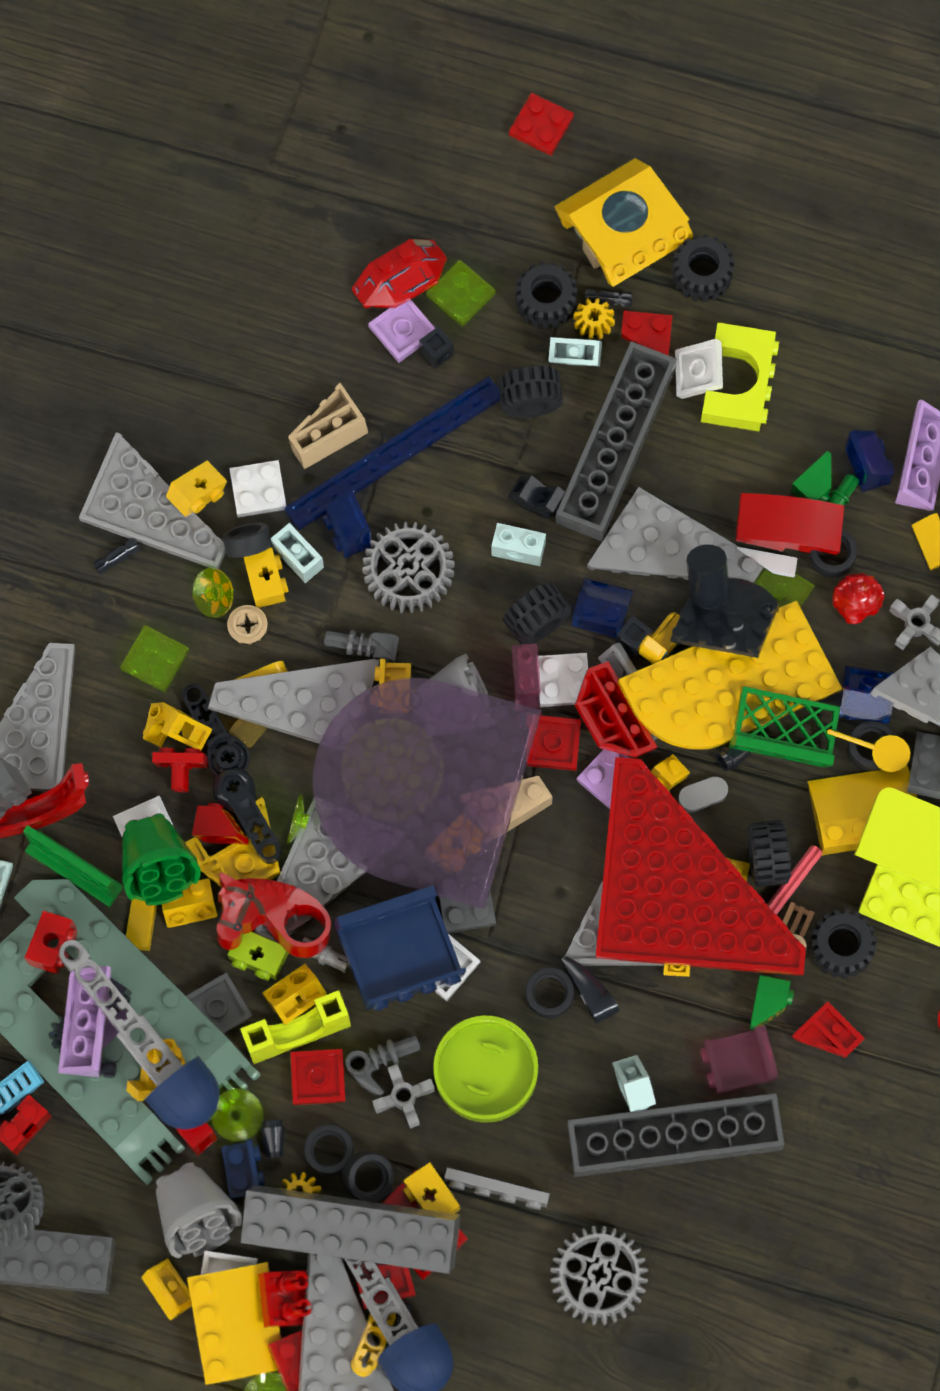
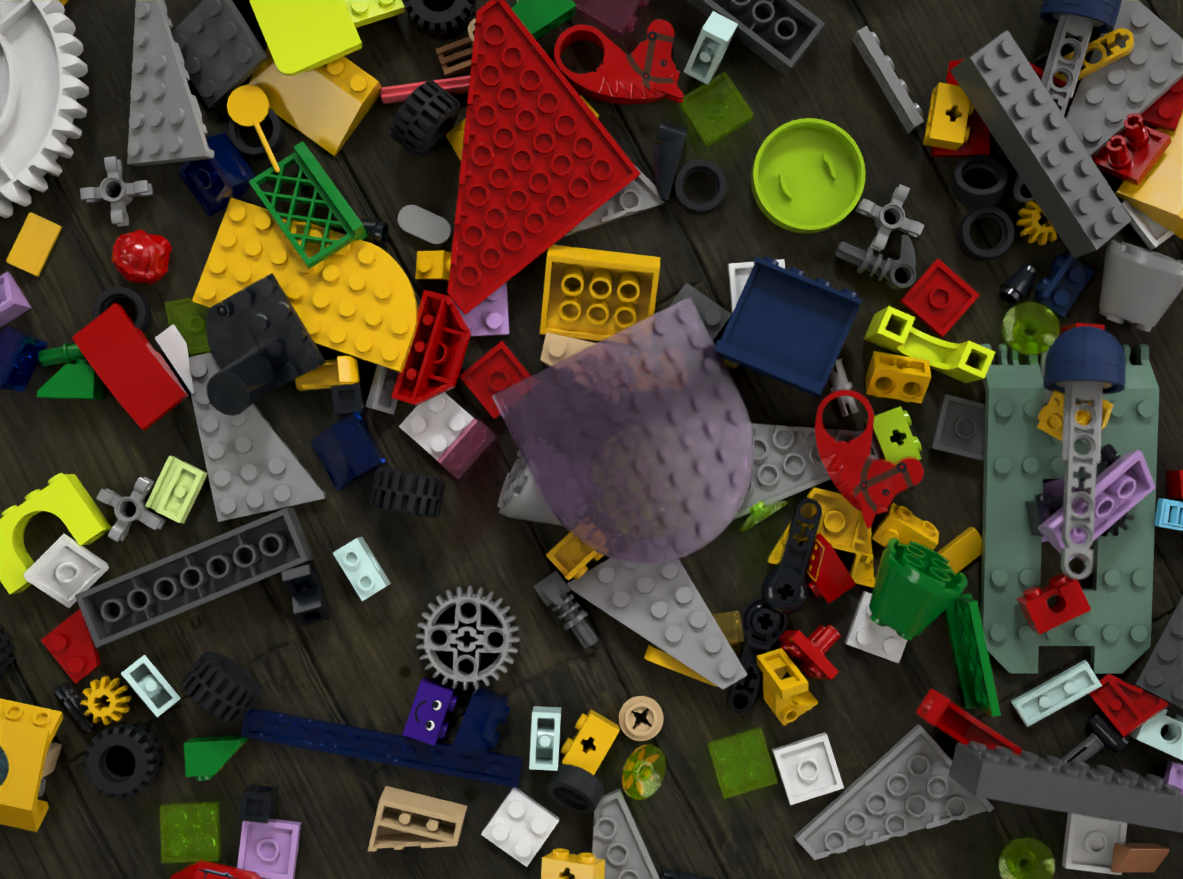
camera: 140 degrees left, 15 degrees up
(108, 695) = (808, 768): none -> white plate
(386, 501) = (429, 711): none -> dark purple brick
(497, 348) = (210, 754): none -> green slope
(547, 859) = (596, 291): none -> yellow slope
(591, 1055) = (716, 109): none -> clear neon green plate
(663, 1019) = (626, 78): none -> red animal
(685, 481) = (176, 489): none -> yellowish green plate
(697, 433) = (140, 491): none -> light grey pin

